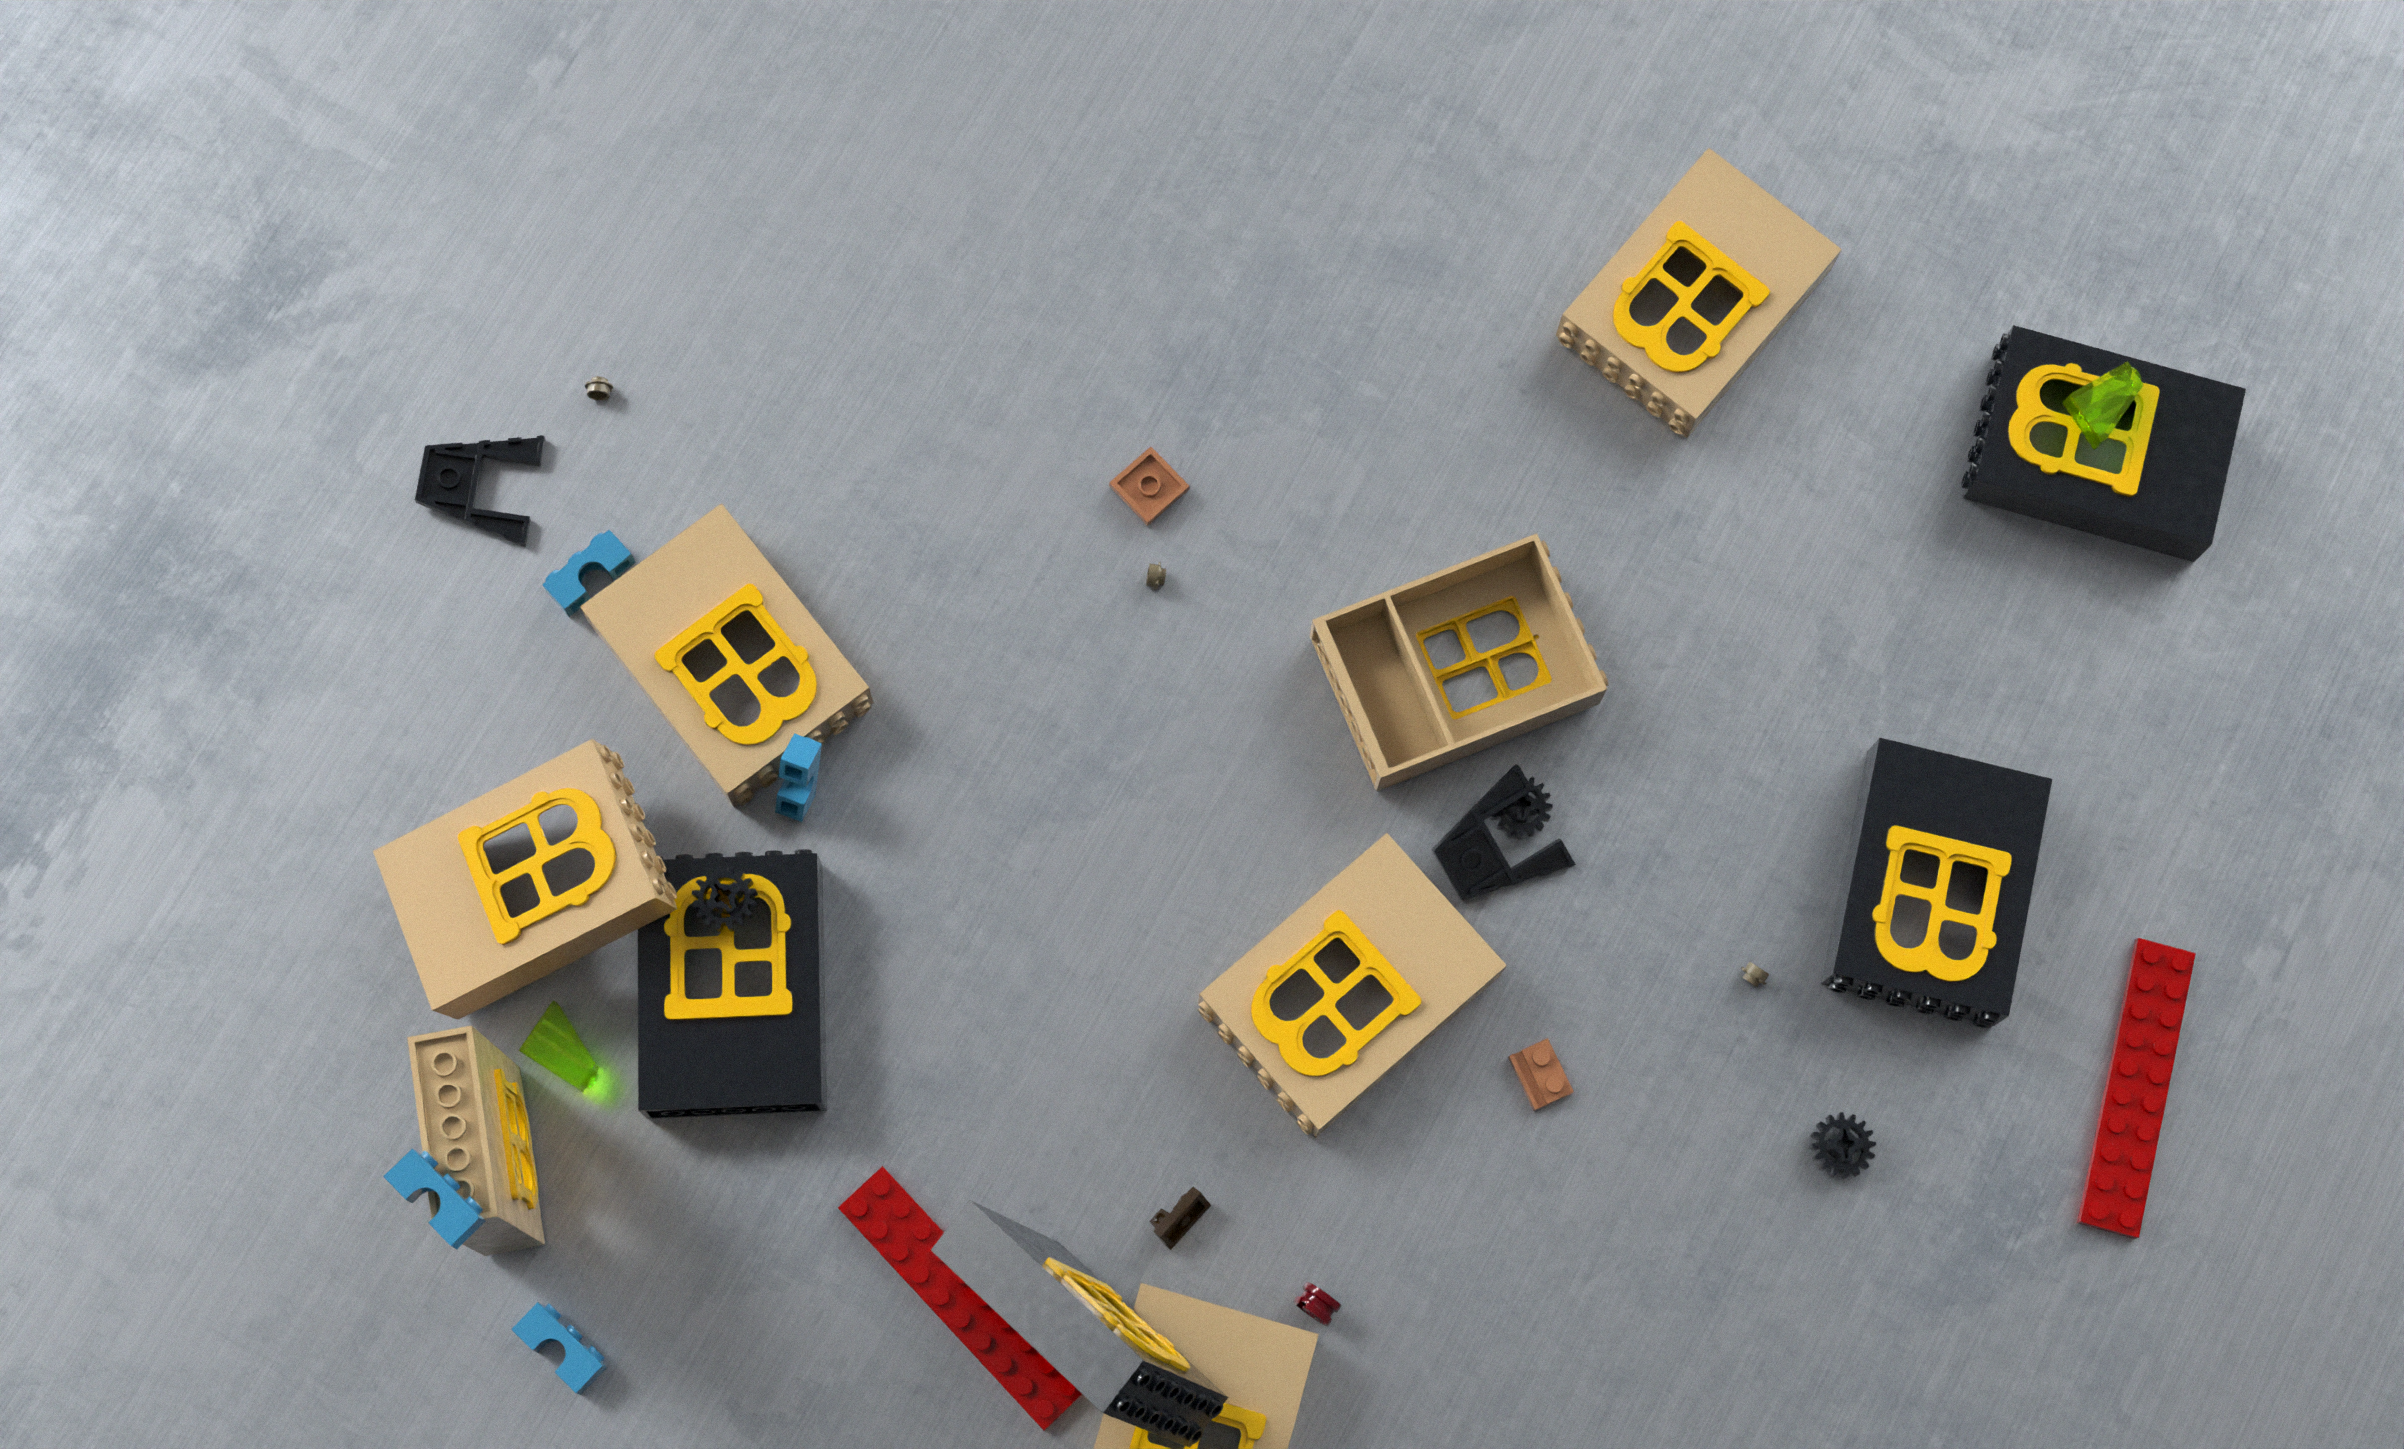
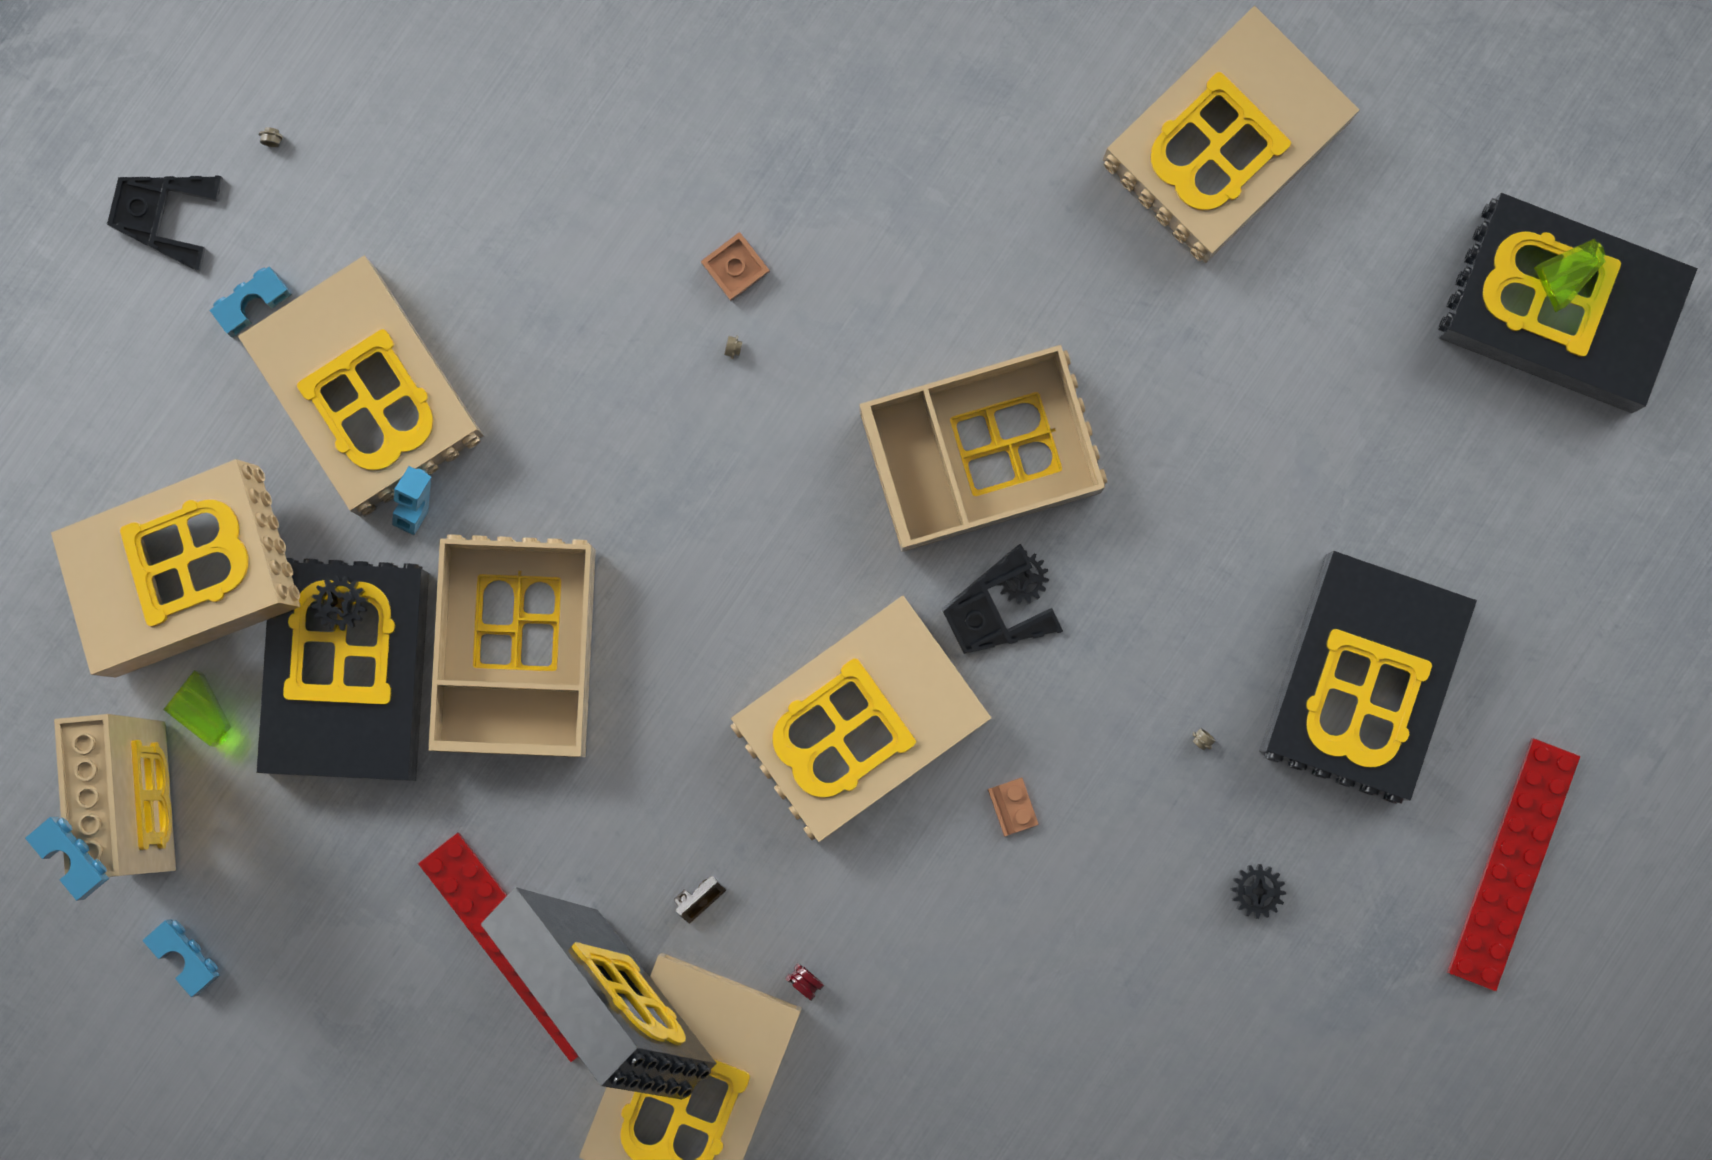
camera: 10 degrees right, 10 degrees up
(935, 1009) = (514, 704): none -> tan panel

